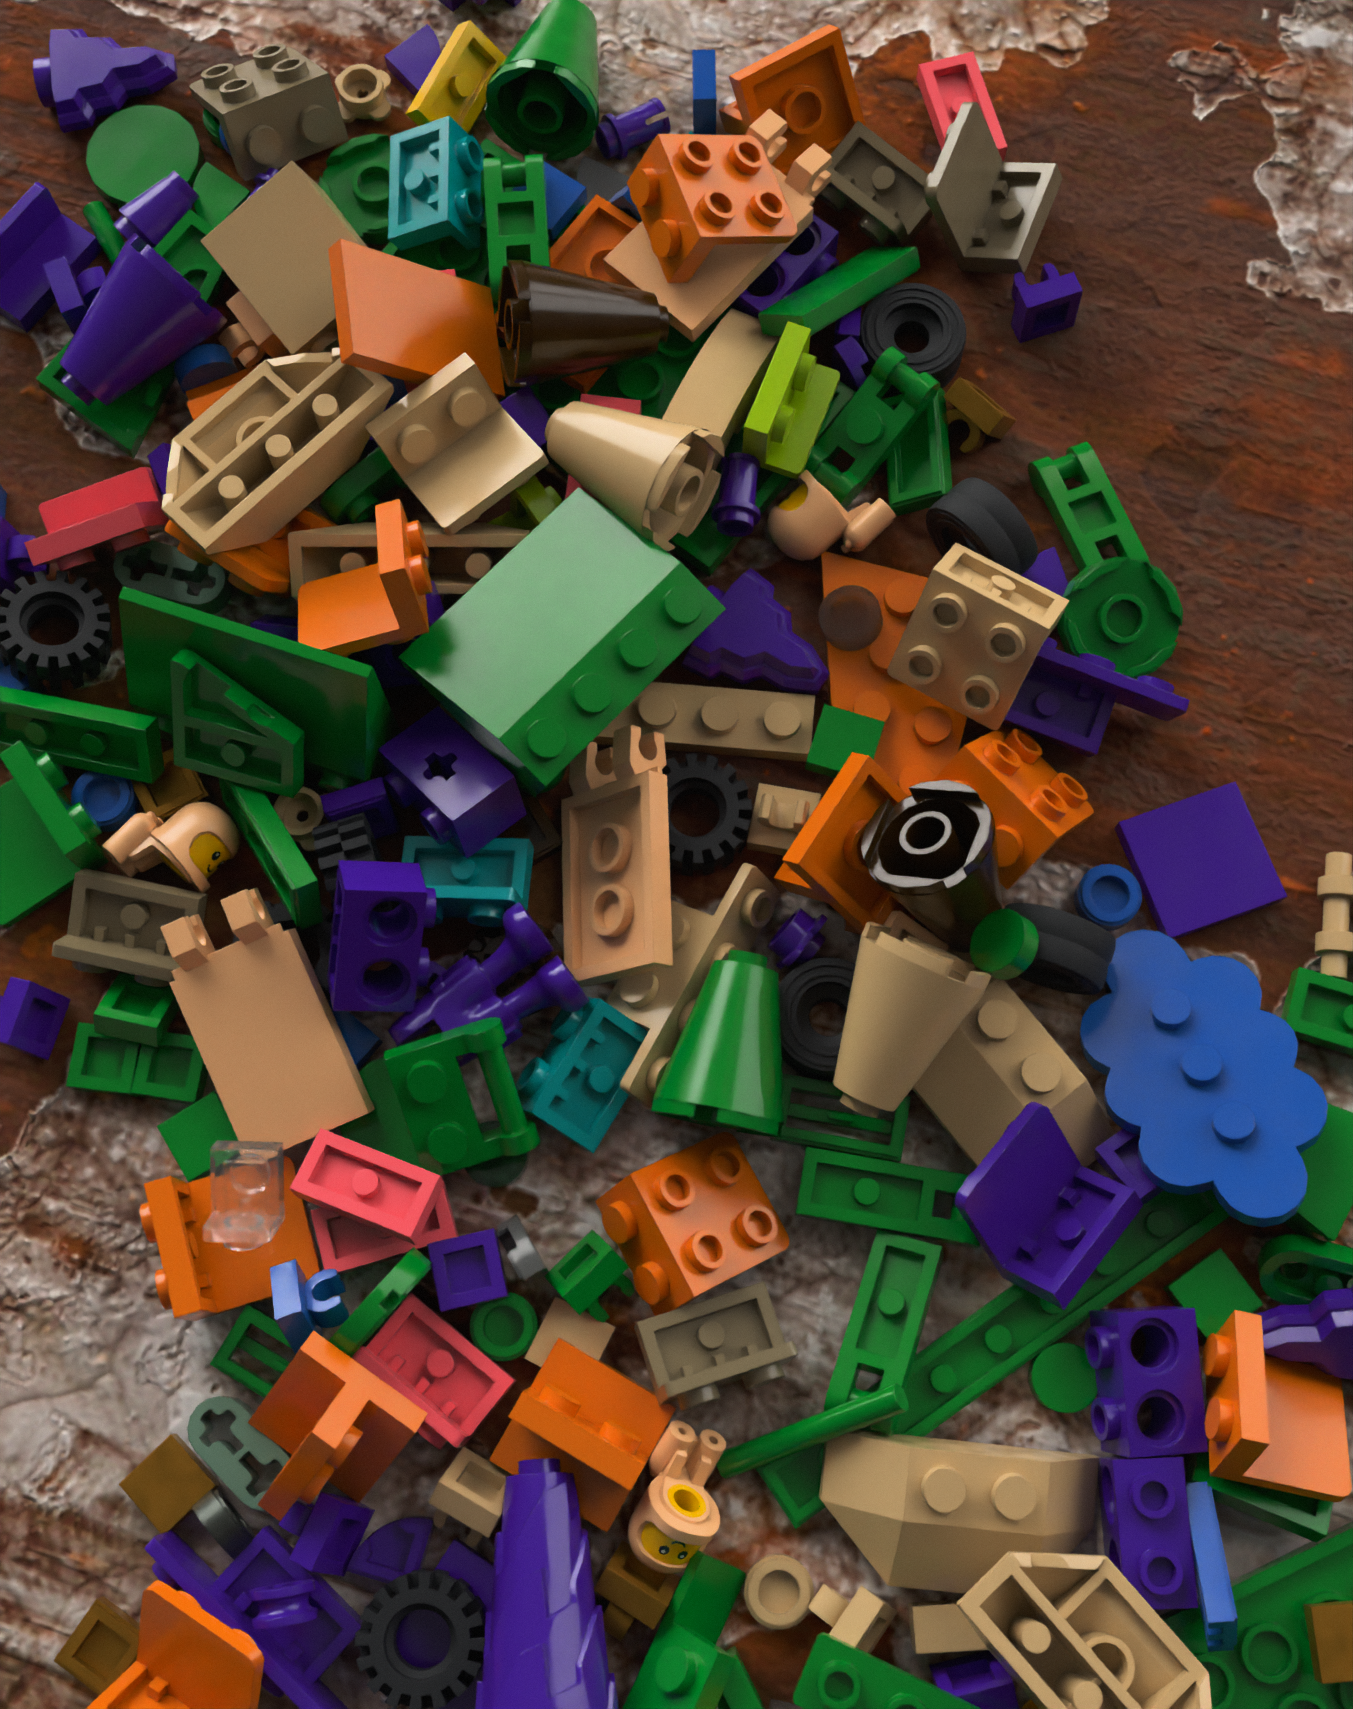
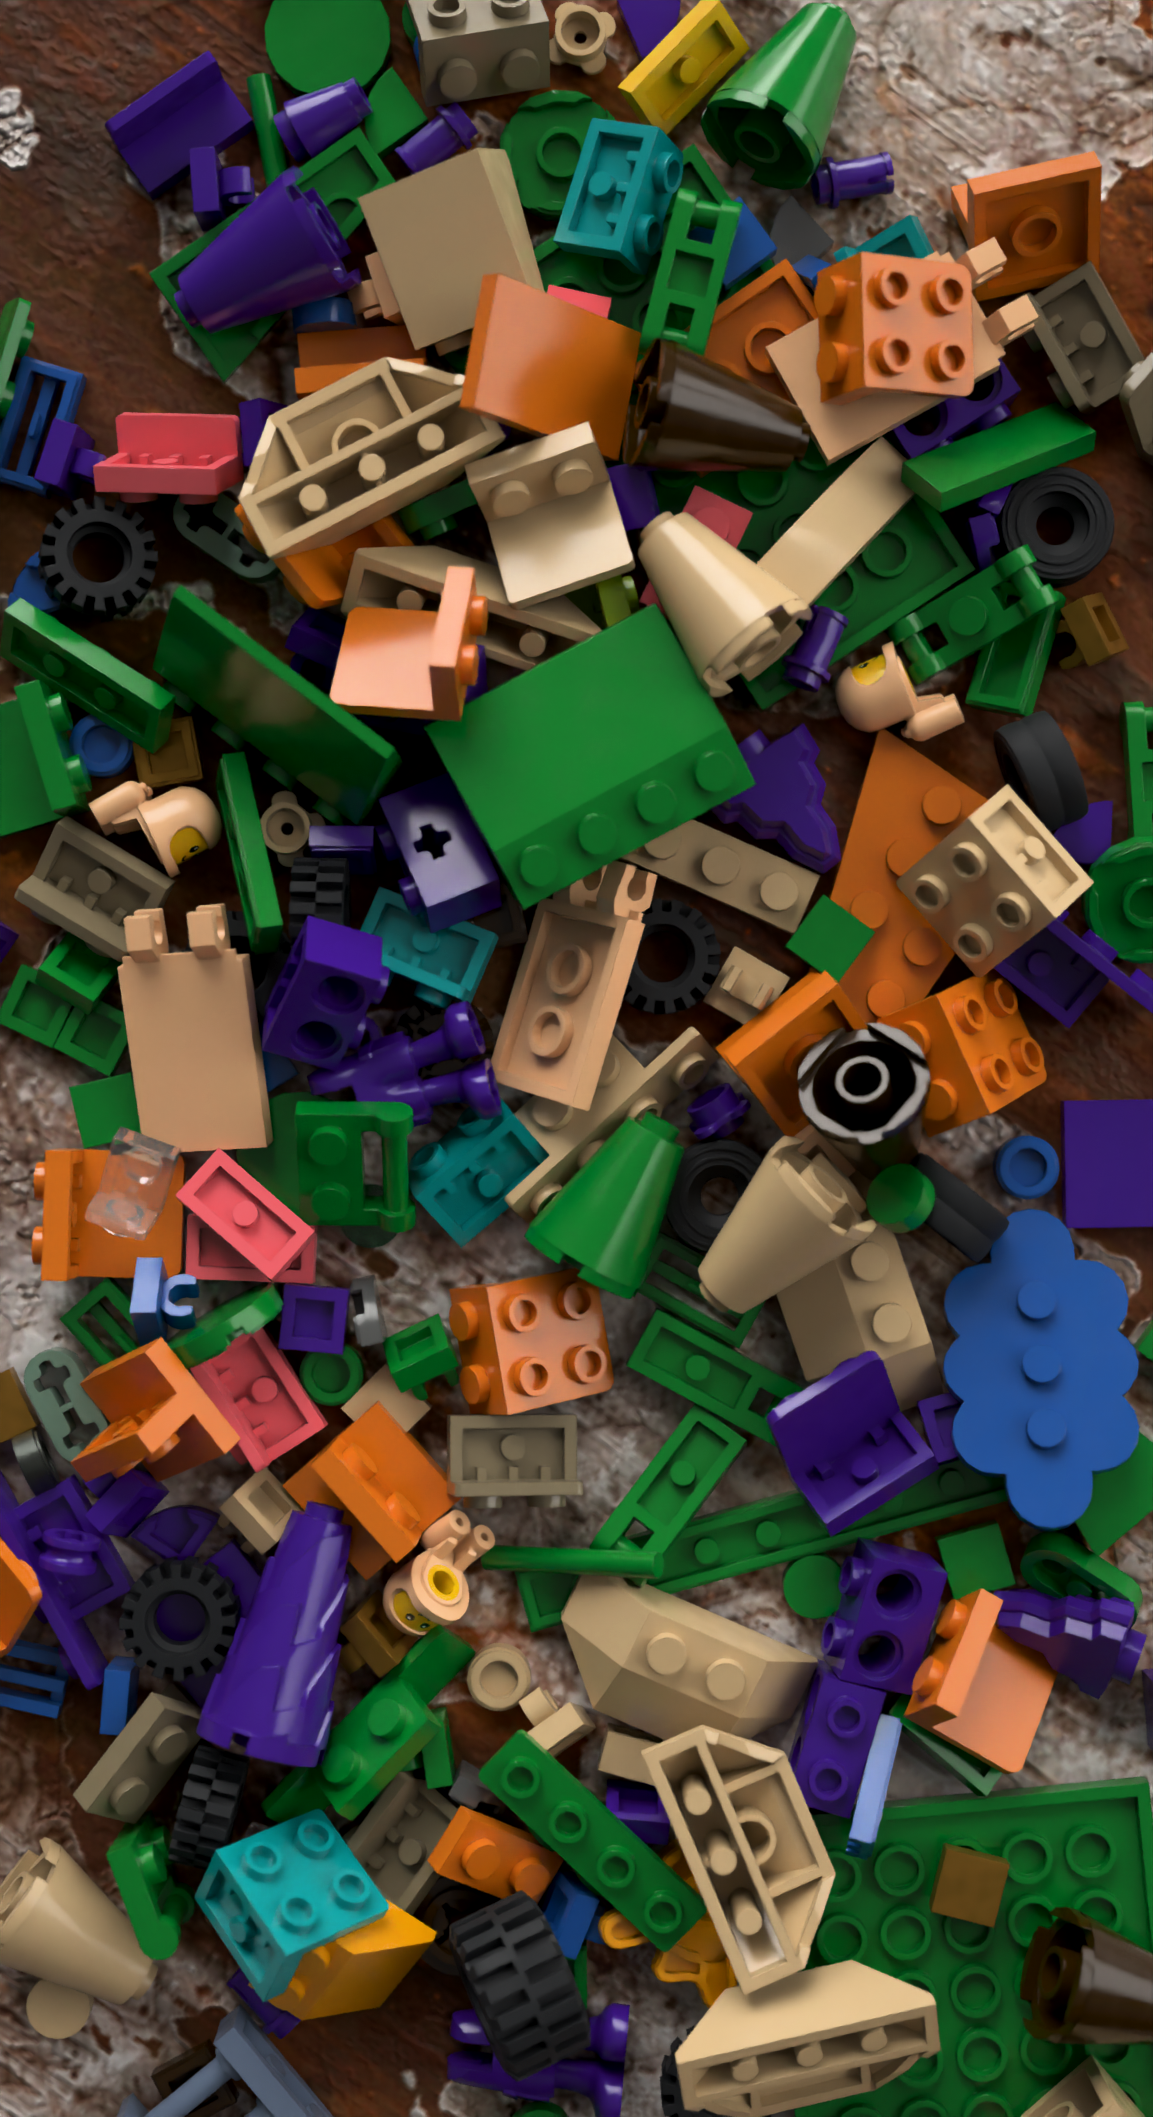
camera: 15 degrees right, 15 degrees up
(231, 731) = (243, 746): green wing -> none
(704, 91) = (942, 163): blue tile -> none
(789, 405) = (900, 575): lime bracket -> none
(850, 618) = (881, 812): clear smoke tile -> none

